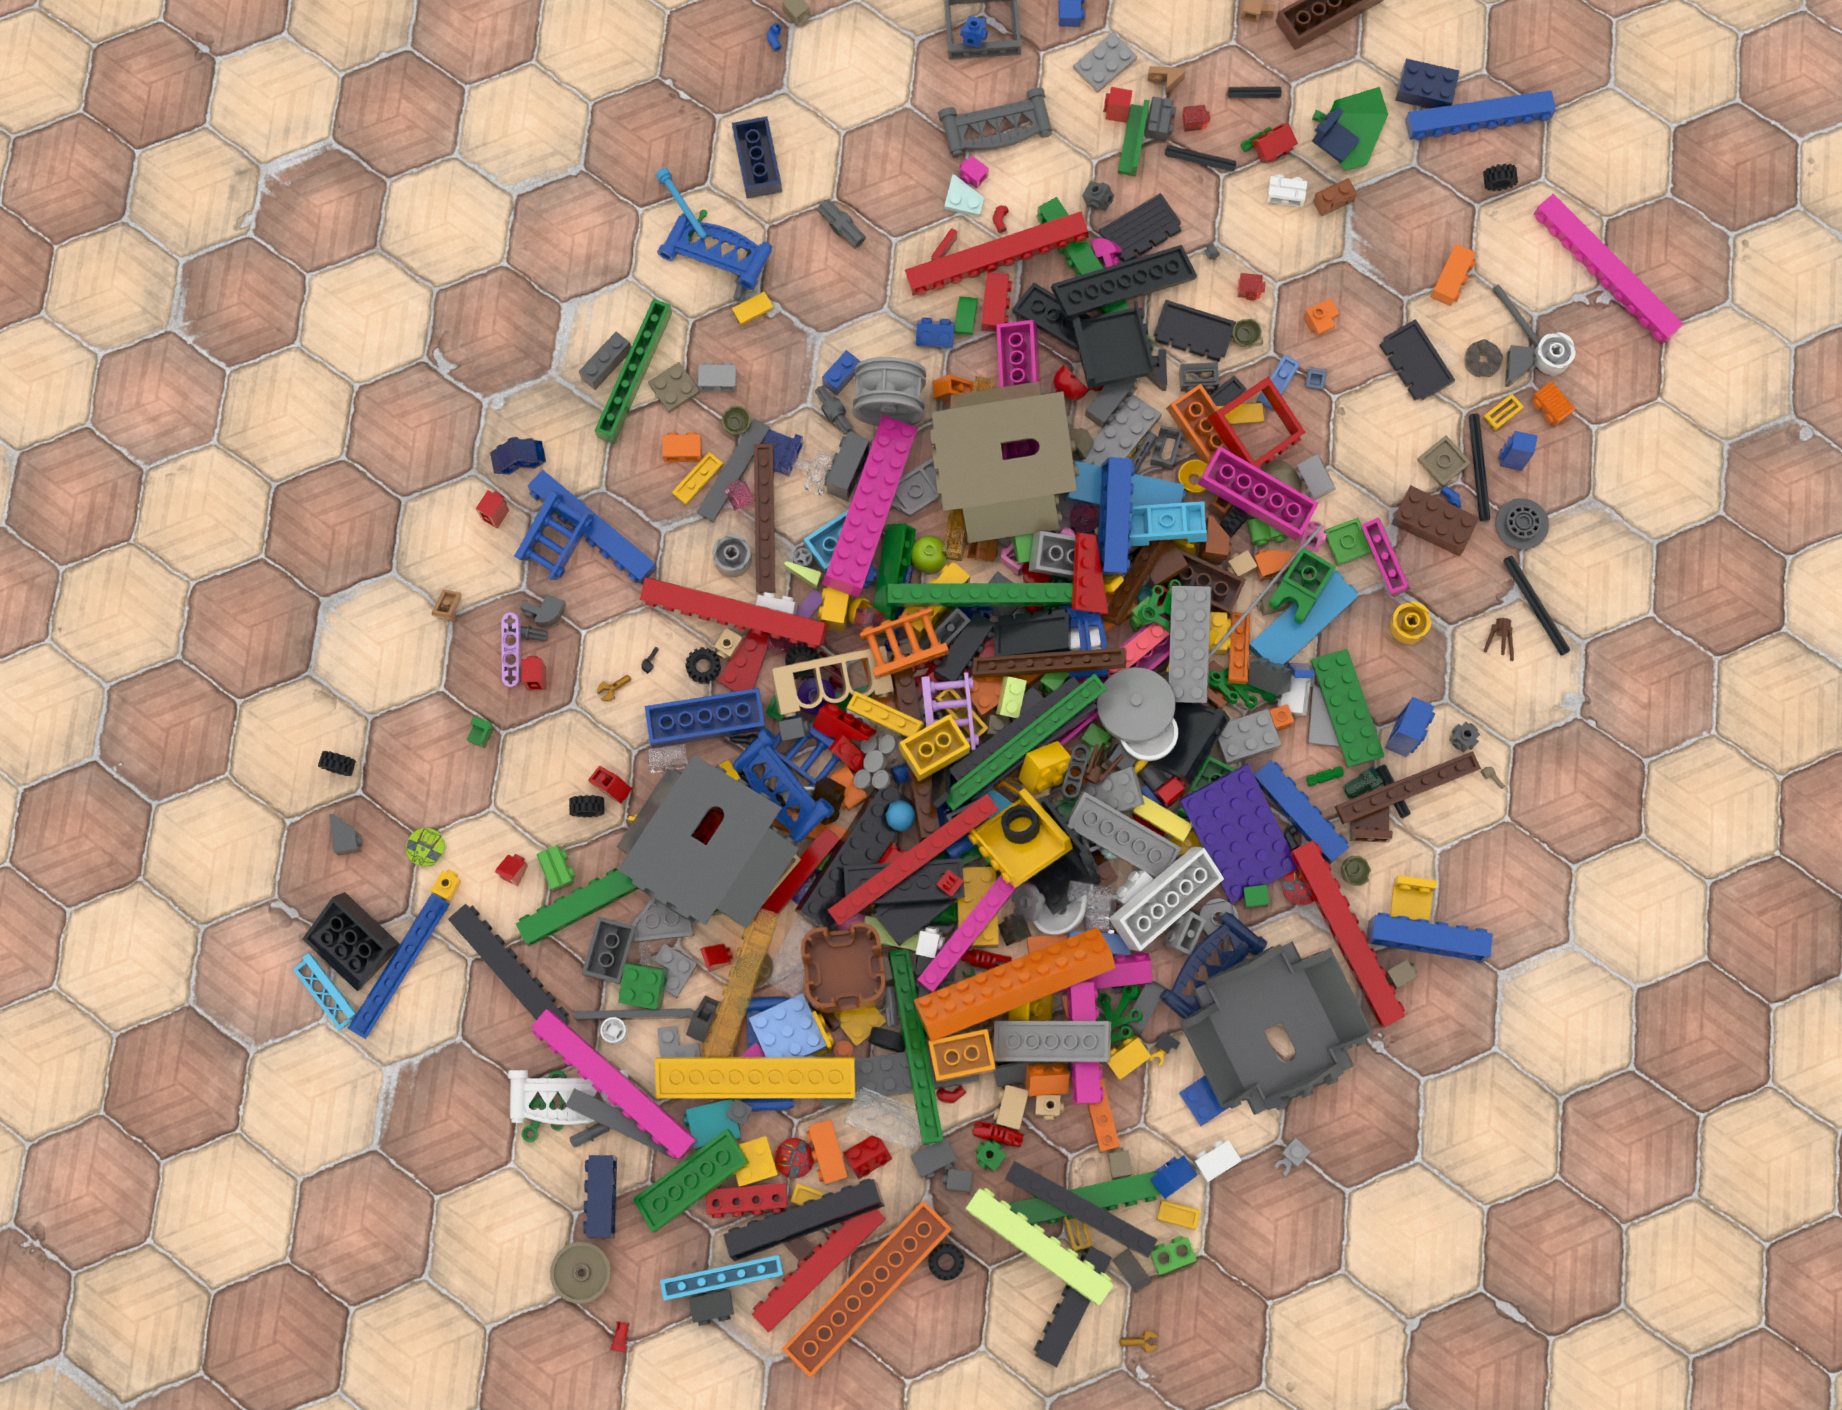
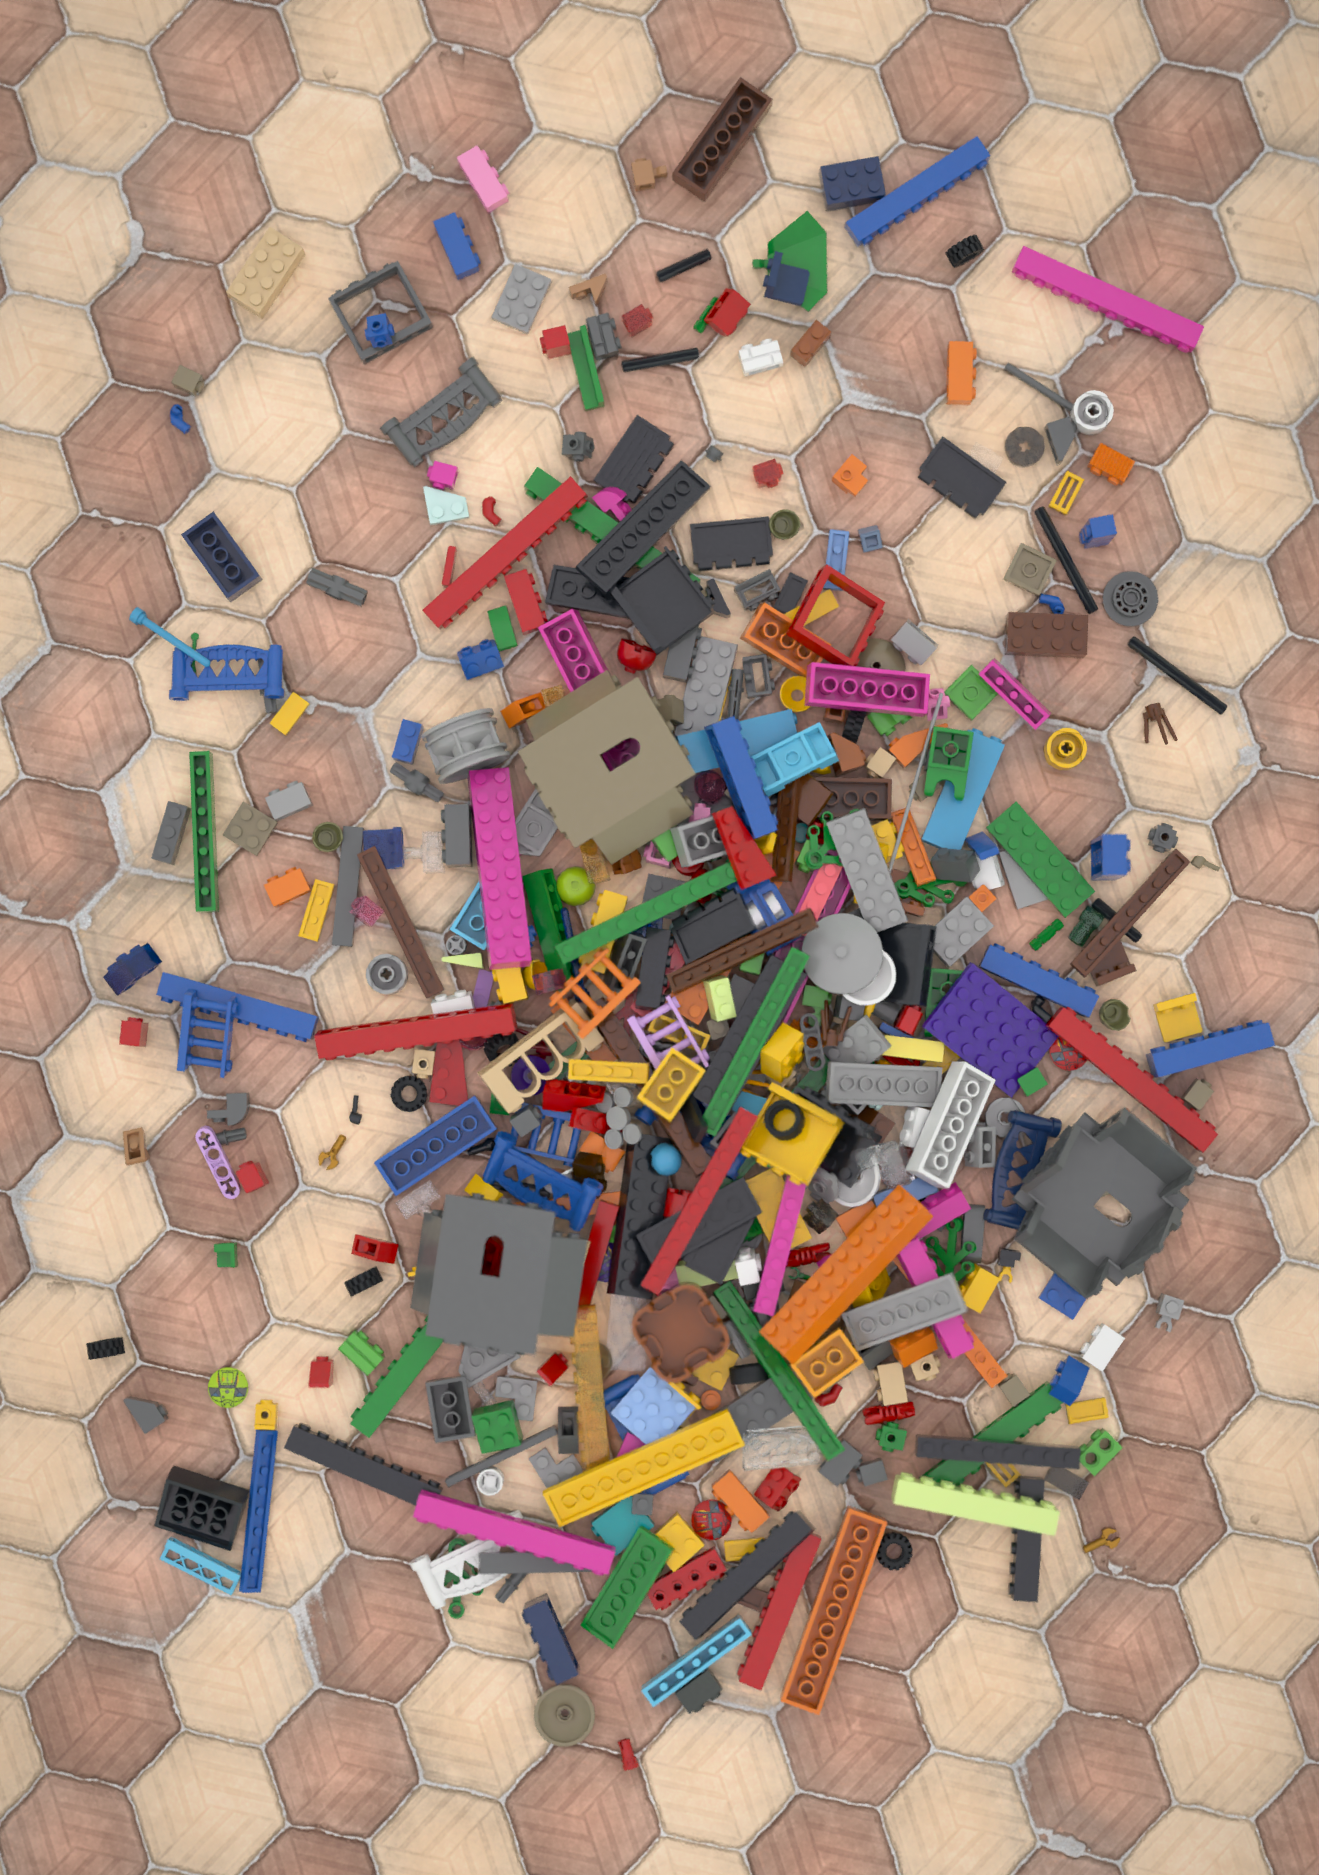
camera: 25 degrees left, 10 degrees up
(949, 883) = (743, 1206): red tile -> none

